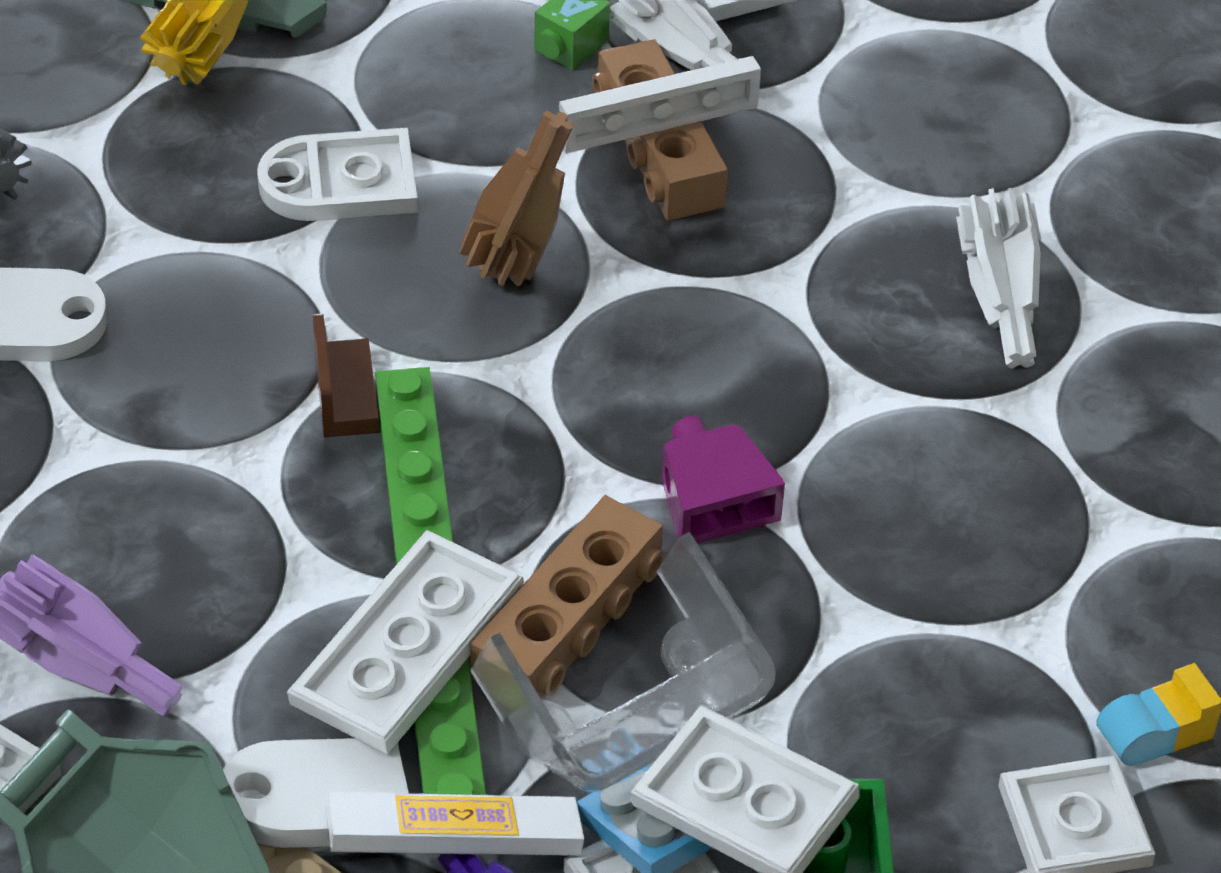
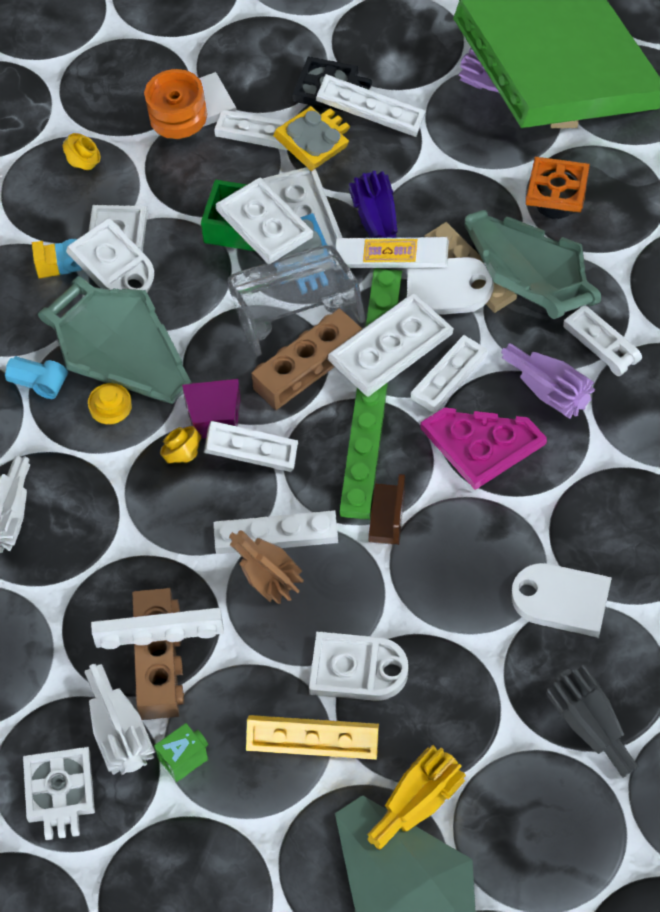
camera: 160 degrees left, 10 degrees up
(194, 516) = (482, 442): none -> dark pink plate
(280, 629) = (448, 374): none -> white plate
(362, 75) = (312, 737): none -> yellow plate
(531, 330) = (281, 530): none -> white plate
(617, 417) = (251, 446): none -> white plate
(752, 402) = (181, 445): none -> yellow plate
(912, 466) = (109, 403): none -> yellow plate
(958, 561) = (117, 340): none -> sand green windscreen
(1040, 714) = (111, 258): none -> white tile
(1054, 488) = (44, 378): none -> medium azure piece

